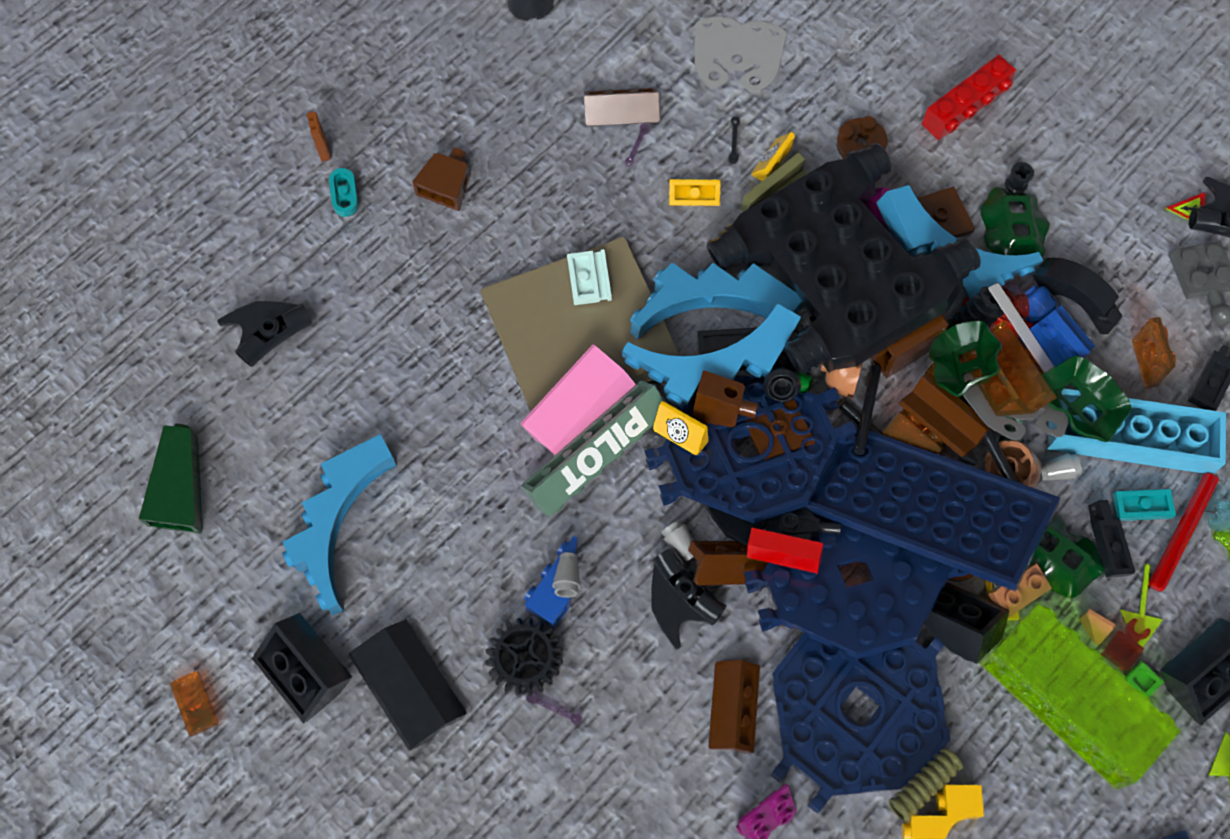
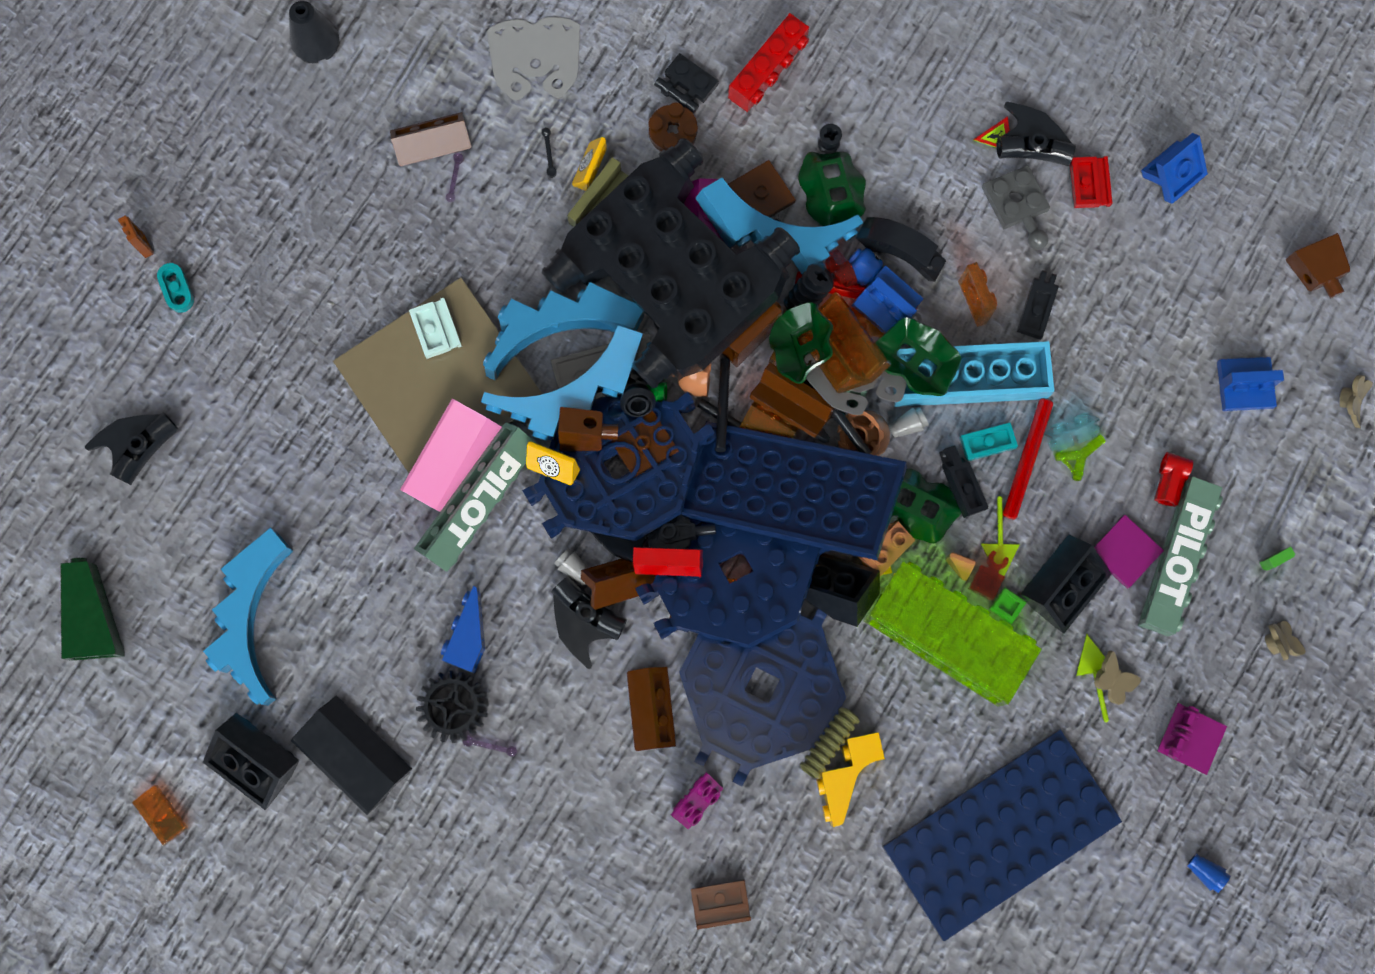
camera: 15 degrees left, 10 degrees up
(444, 179) = (272, 254): reddish brown torso -> none
(567, 576) = (475, 628): light grey cone -> none
(694, 192) = (520, 215): yellow slope -> none
(887, 98) = (691, 78): none -> black plate
(1021, 327) = (851, 297): white sticker -> none

